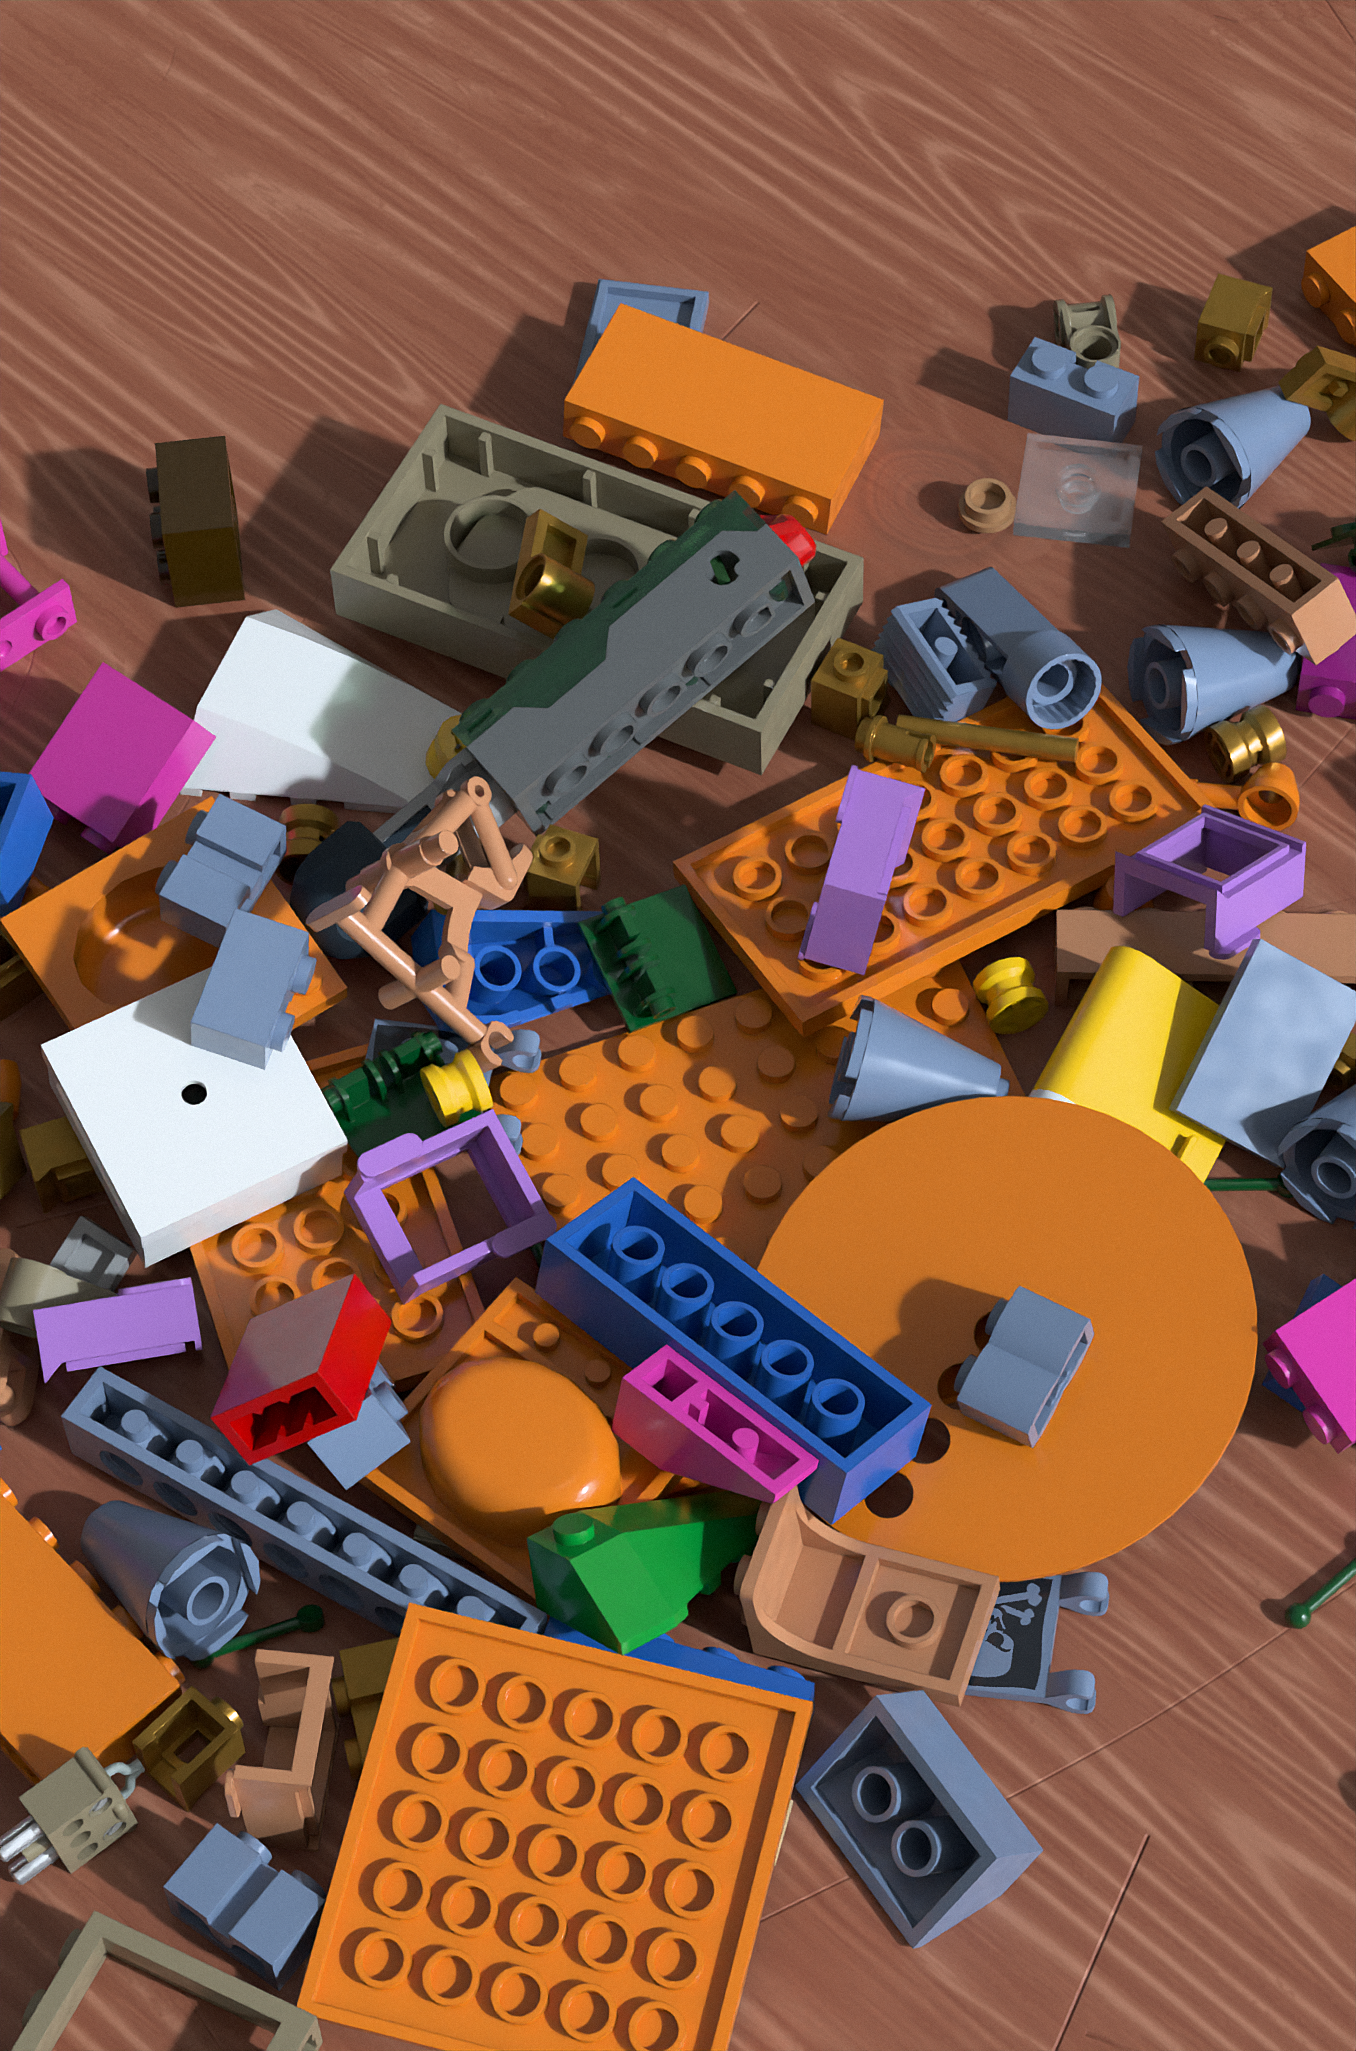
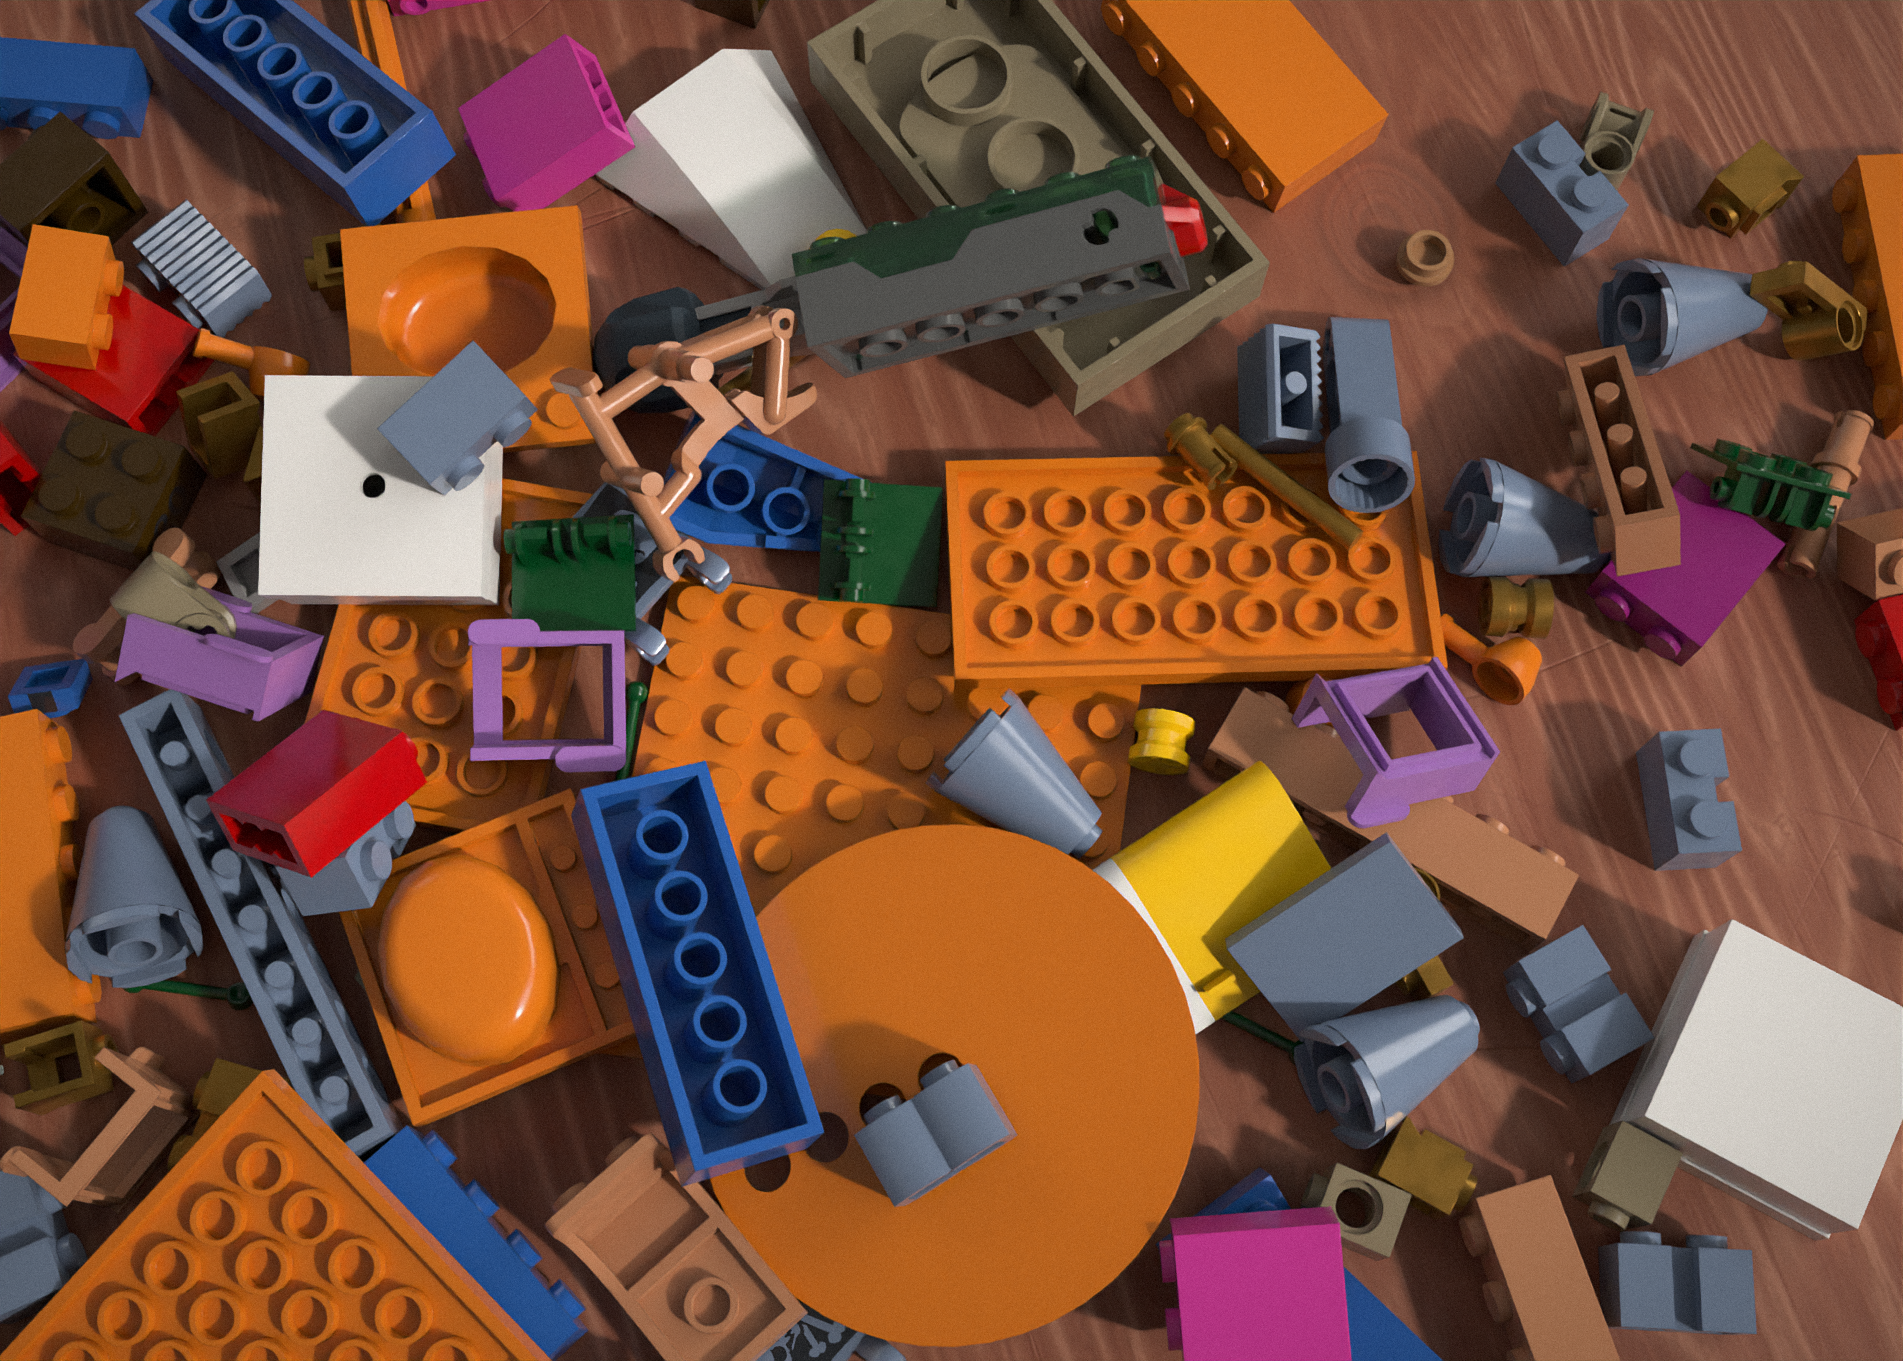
camera: 25 degrees right, 15 degrees up
(224, 870) = (537, 282): sand blue brick -> none
(305, 829) = (660, 270): pearl gold wheel -> none
(456, 1088) = (616, 588): yellow wheel -> none
(548, 575) = (973, 151): pearl gold plate -> none
(558, 867) = (843, 415): pearl gold window -> none
(635, 1566) = (499, 1129): green wedge -> none
(704, 1431) = (615, 1054): dark pink slope -> none
(848, 688) = (1196, 374): pearl gold window -> none
(872, 841) = (1105, 540): medium lavender piece -> none
(1077, 490) = (1514, 283): clear plate -> none

